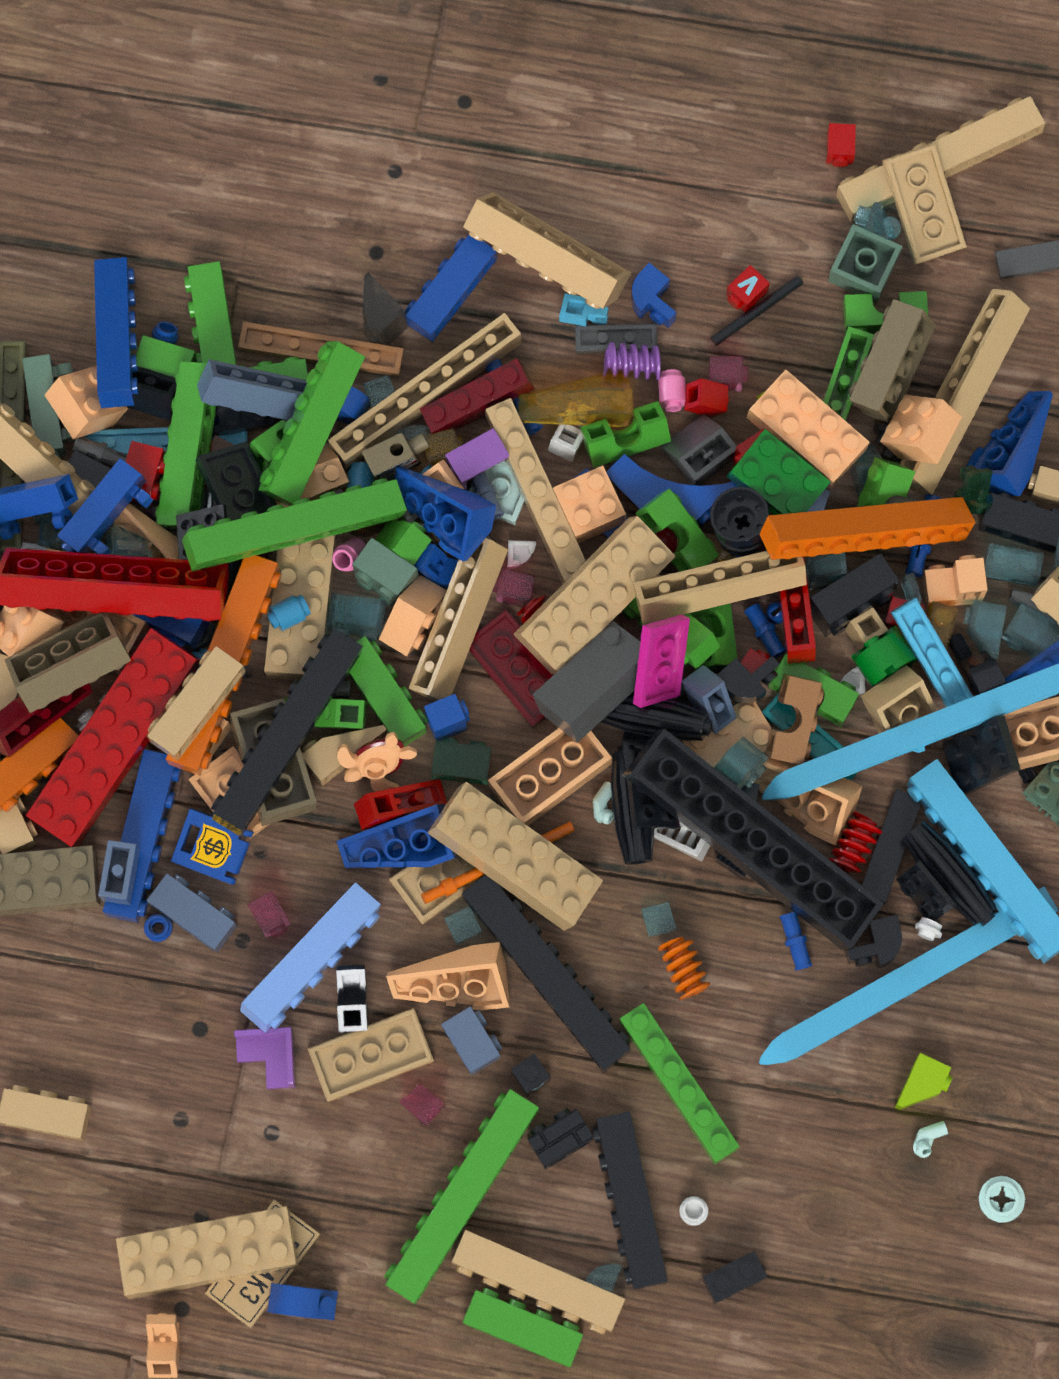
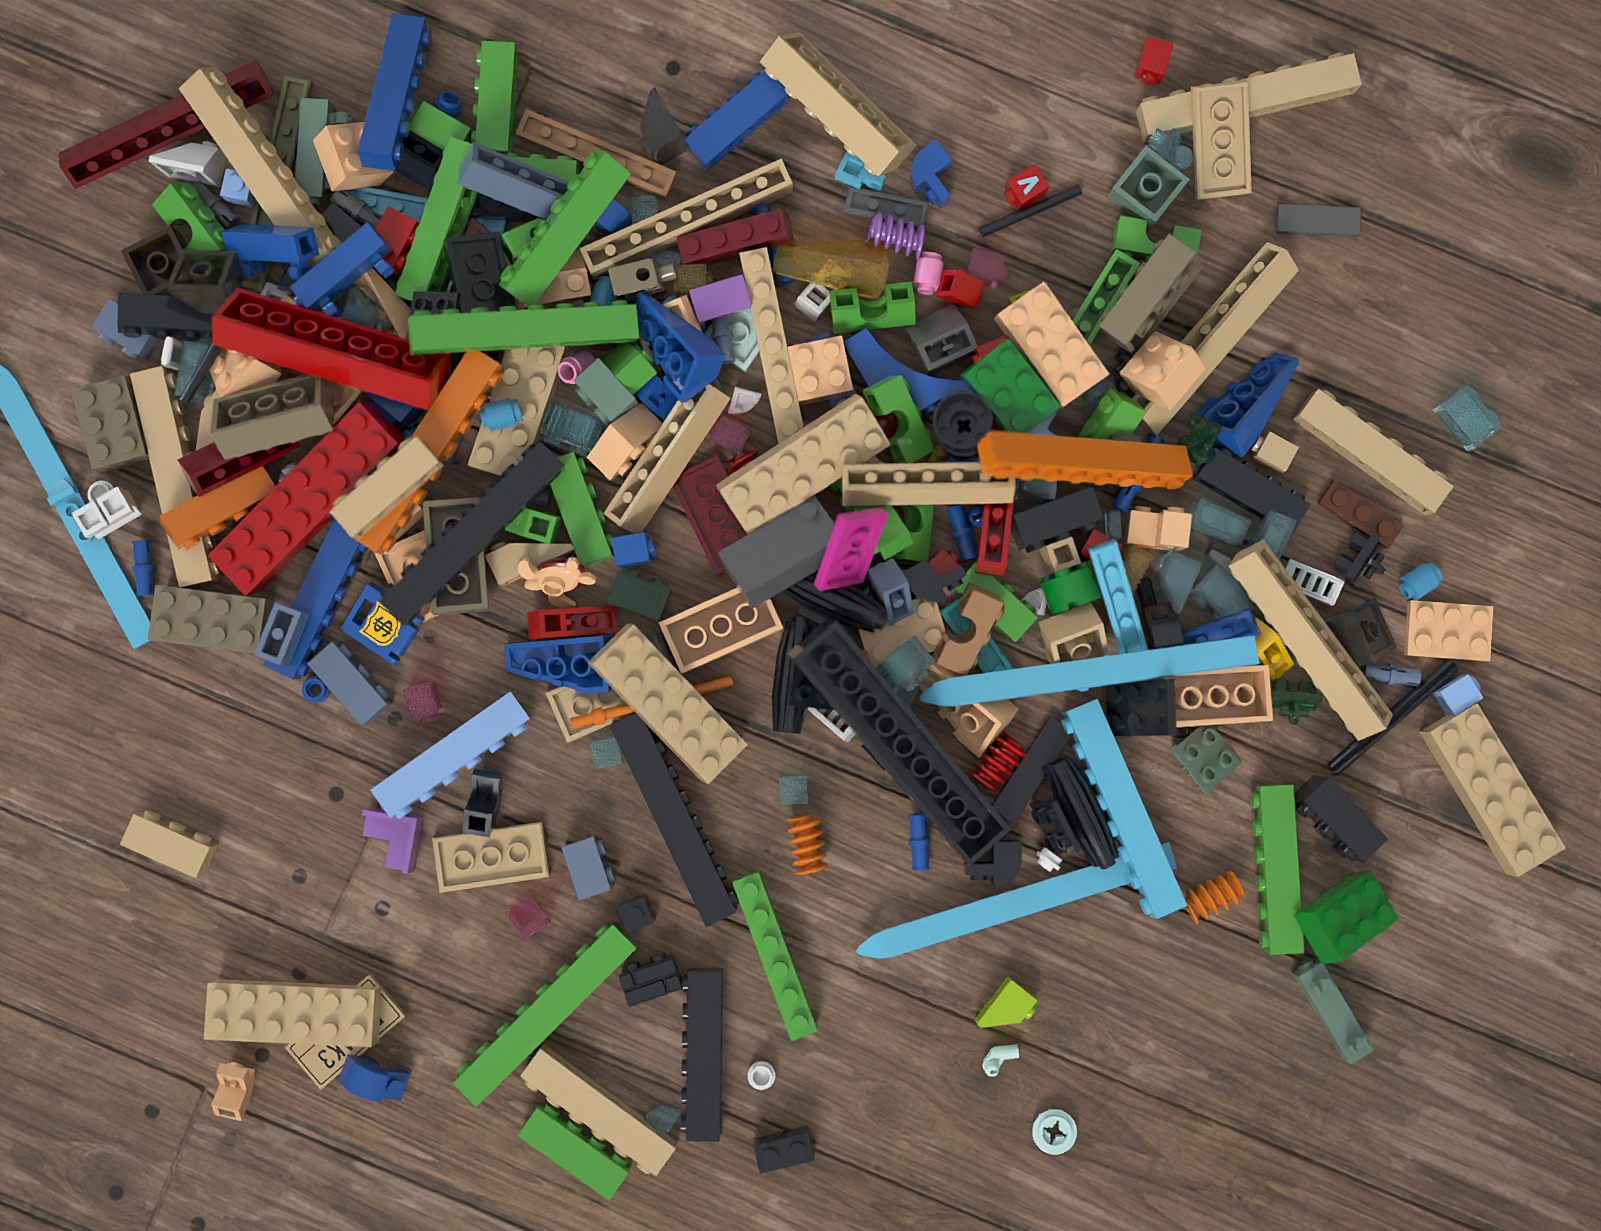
camera: 15 degrees right, 10 degrees up
(464, 976) = (599, 803): light nougat wedge -> none
(600, 808) = (763, 667): light aqua arm -> none

